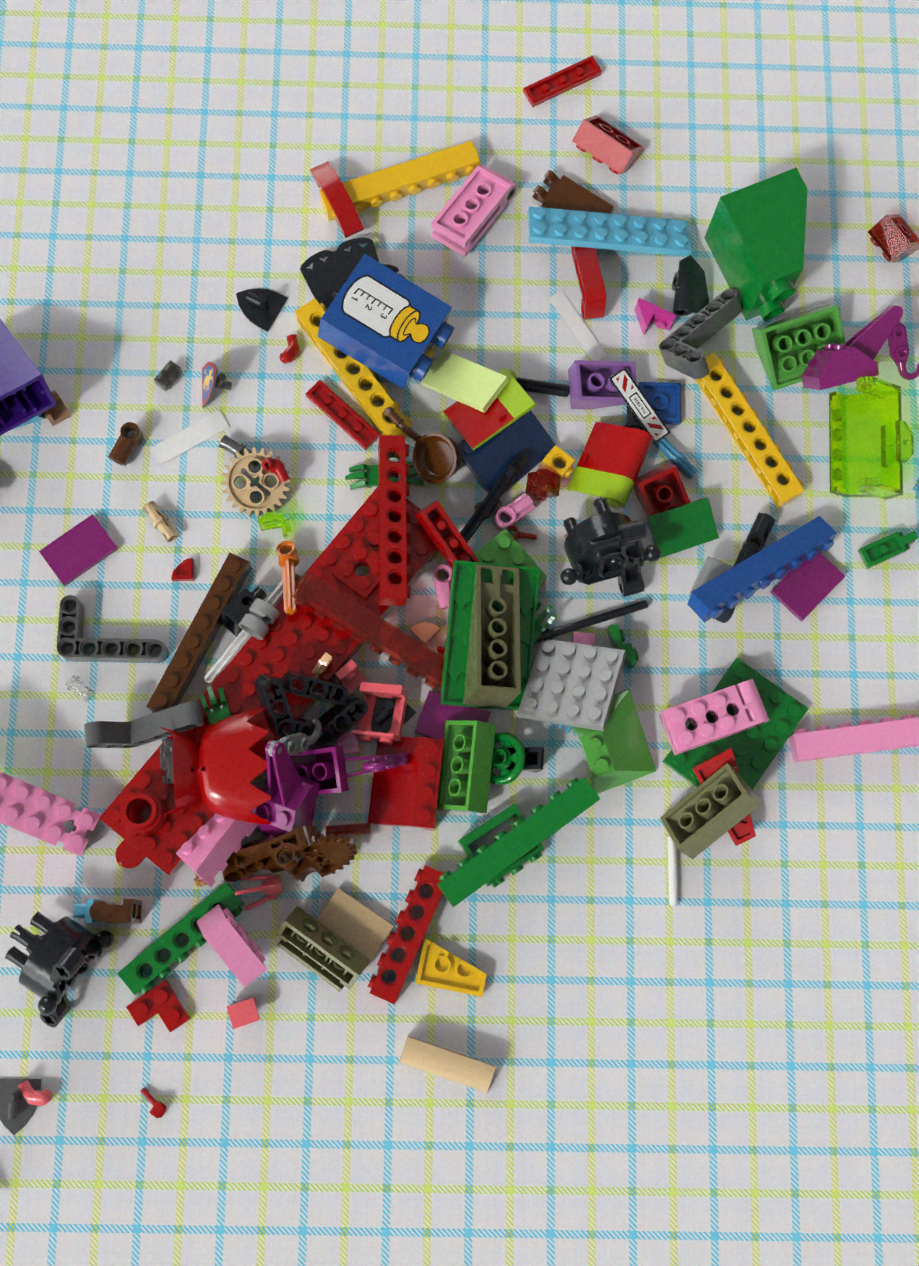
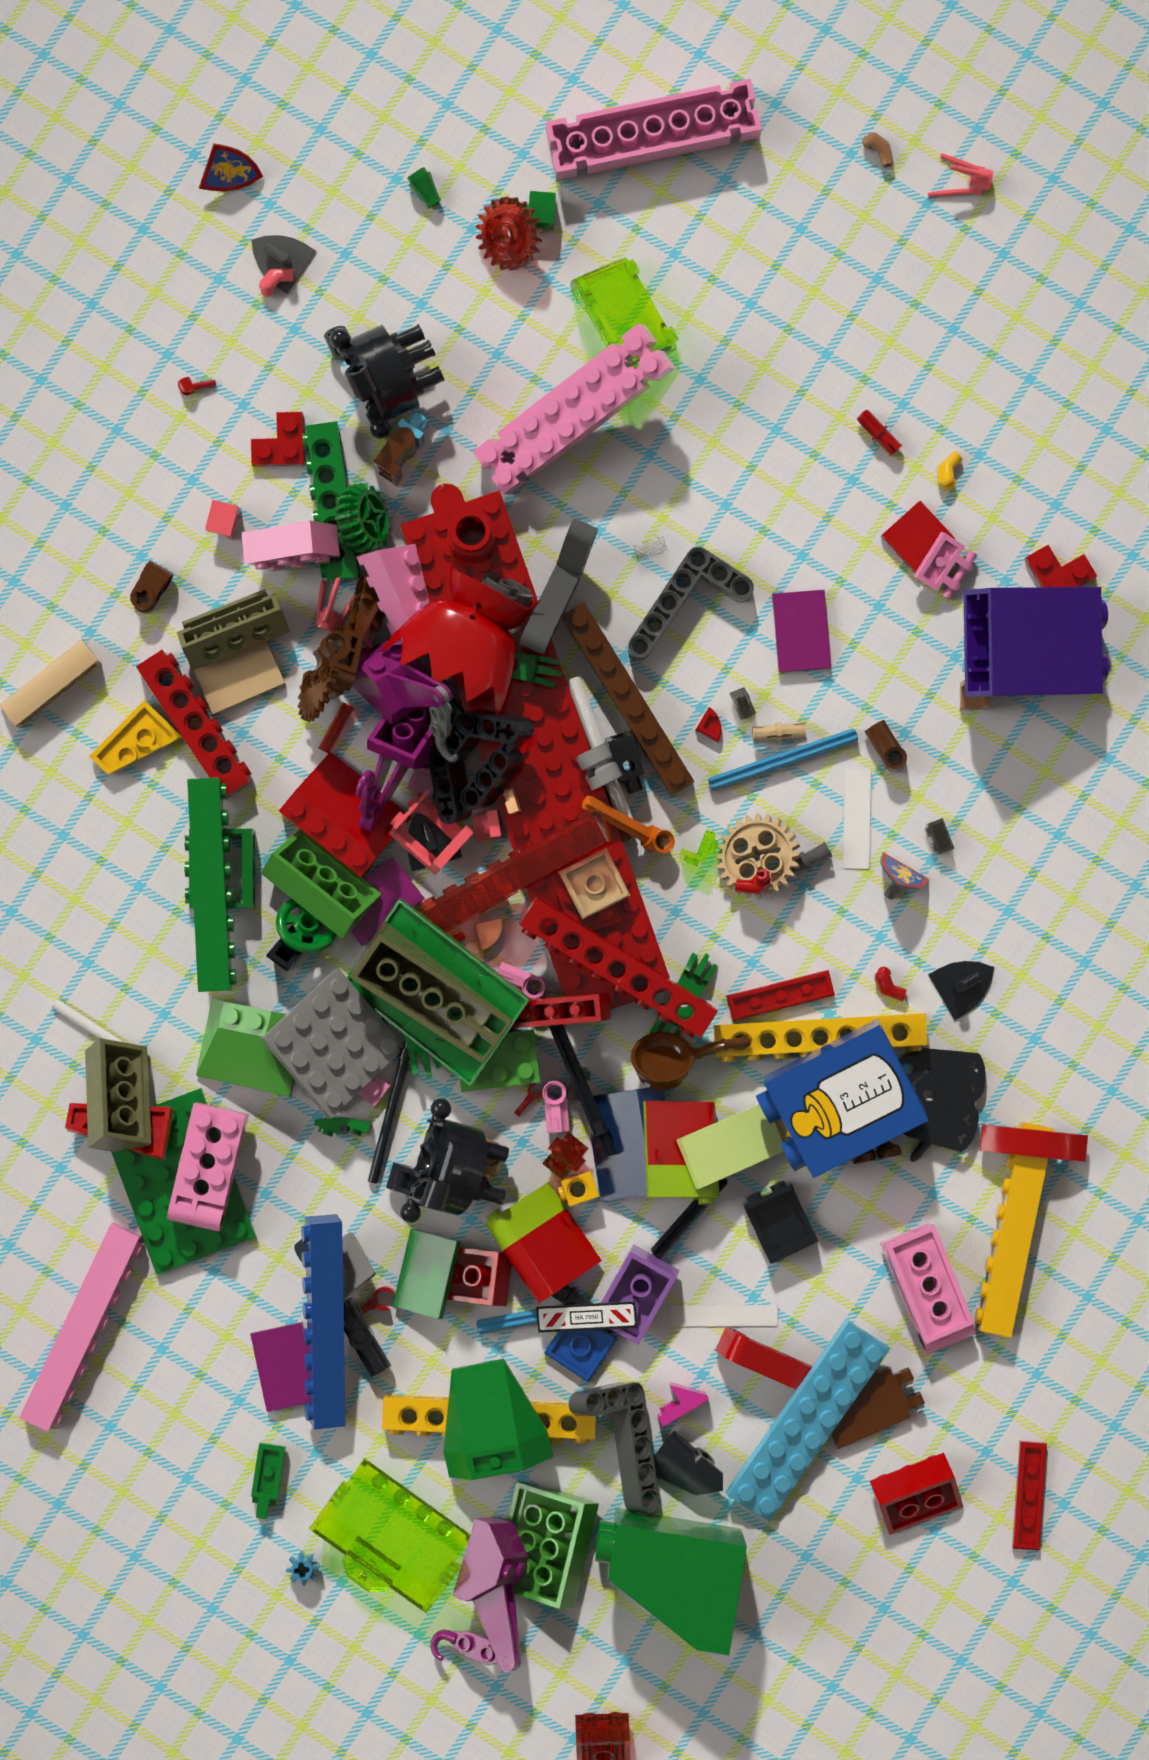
camera: 130 degrees right, 10 degrees up
(155, 557) = (742, 703): none -> clear smoke piece
(178, 508) = (783, 759): none -> dark azure axle
(180, 905) = (362, 518): none -> green gear
(323, 1034) = (153, 582): none -> reddish brown piece
(345, 570) = (594, 883): none -> tan tile
(494, 325) = (779, 1221): none -> black panel
(725, 551) = (373, 1303): none -> red piece
(753, 419) = (491, 1424): none -> green wedge

